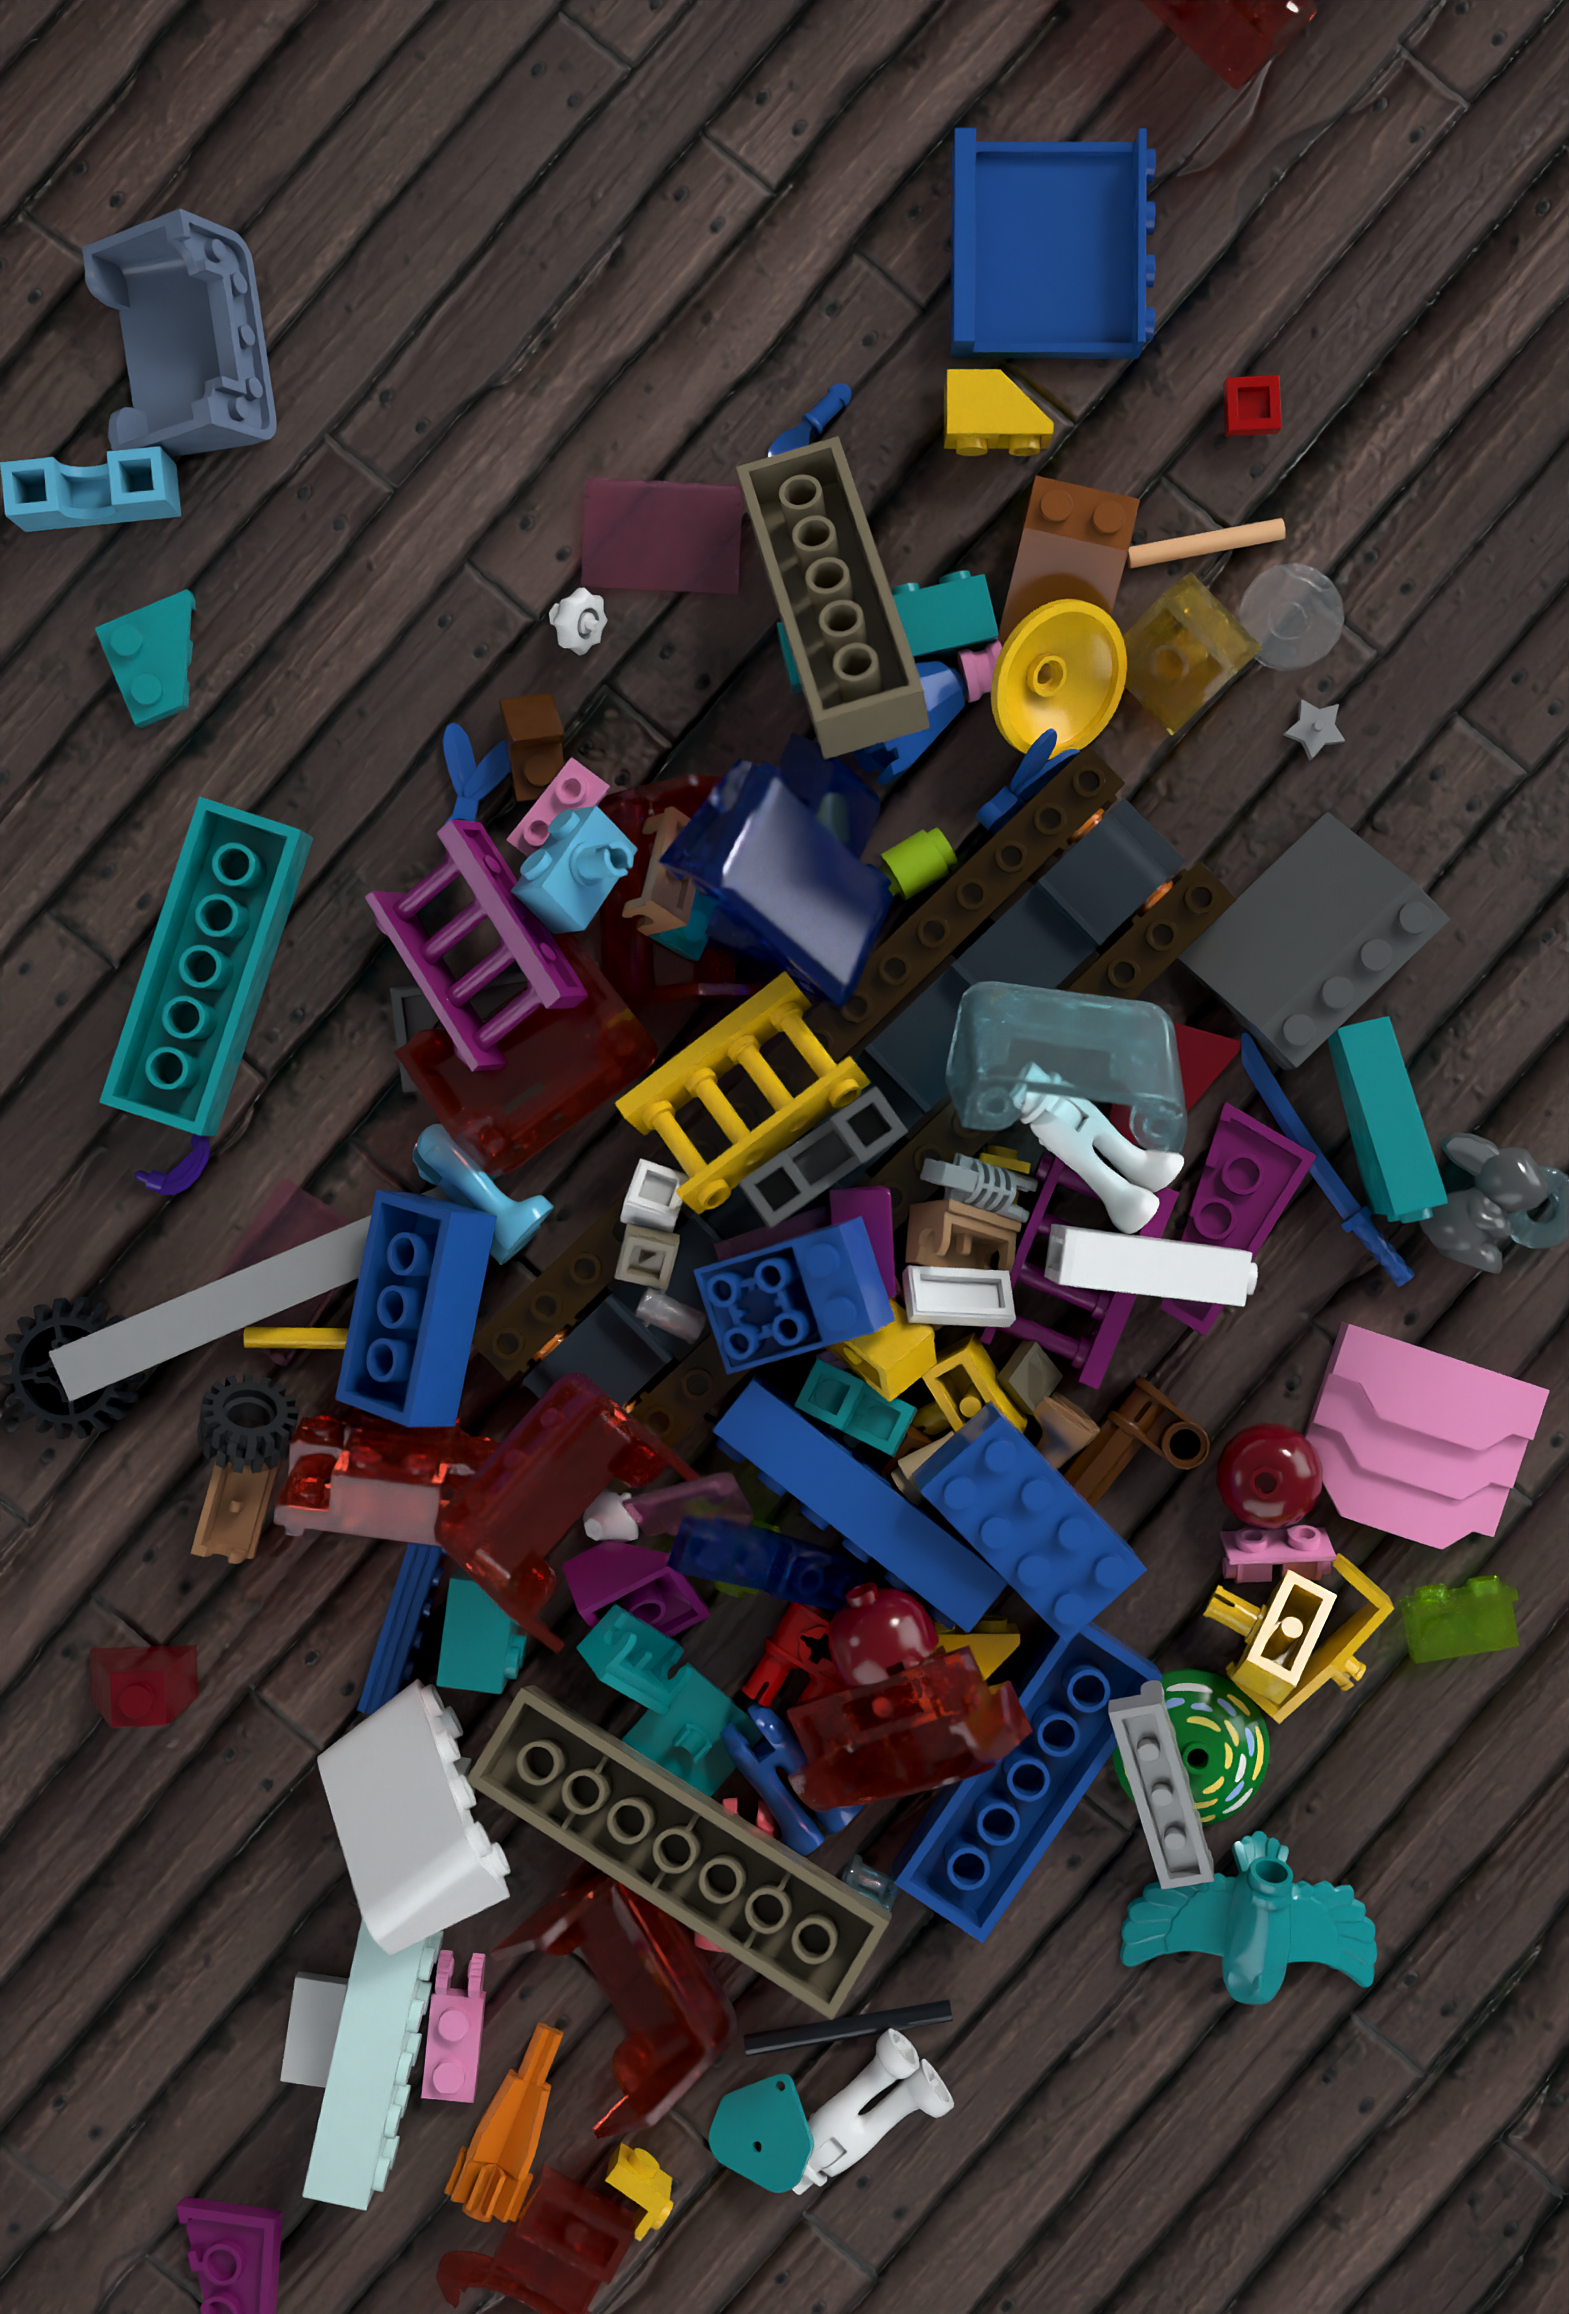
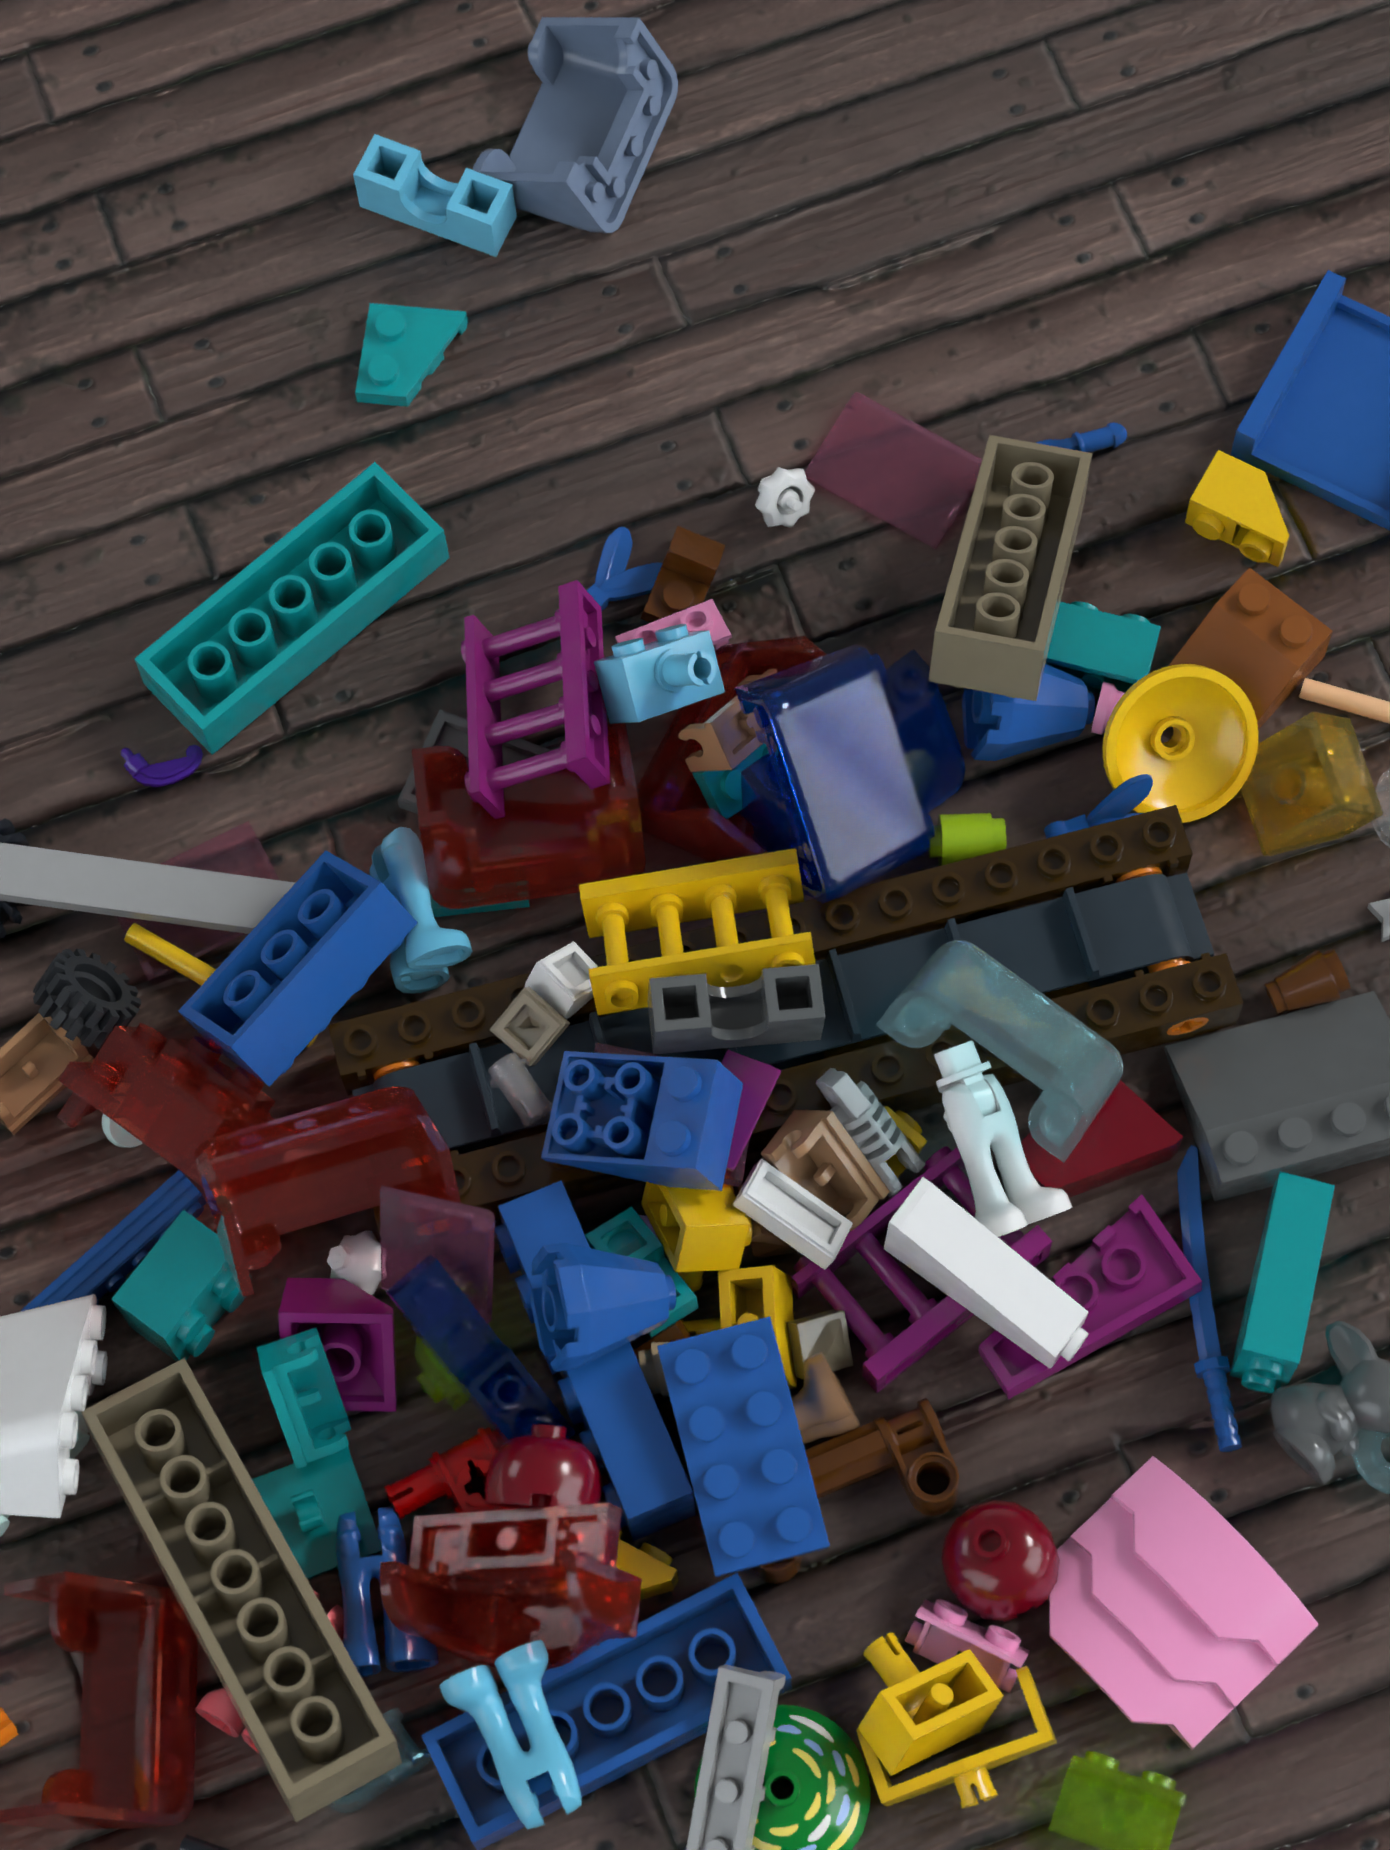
camera: 30 degrees right, 20 degrees down
(850, 1483) = (595, 1302): none -> blue cone
(992, 1875) = (479, 1696): none -> medium azure piece
(1271, 836) = (1309, 982): none -> reddish brown cone

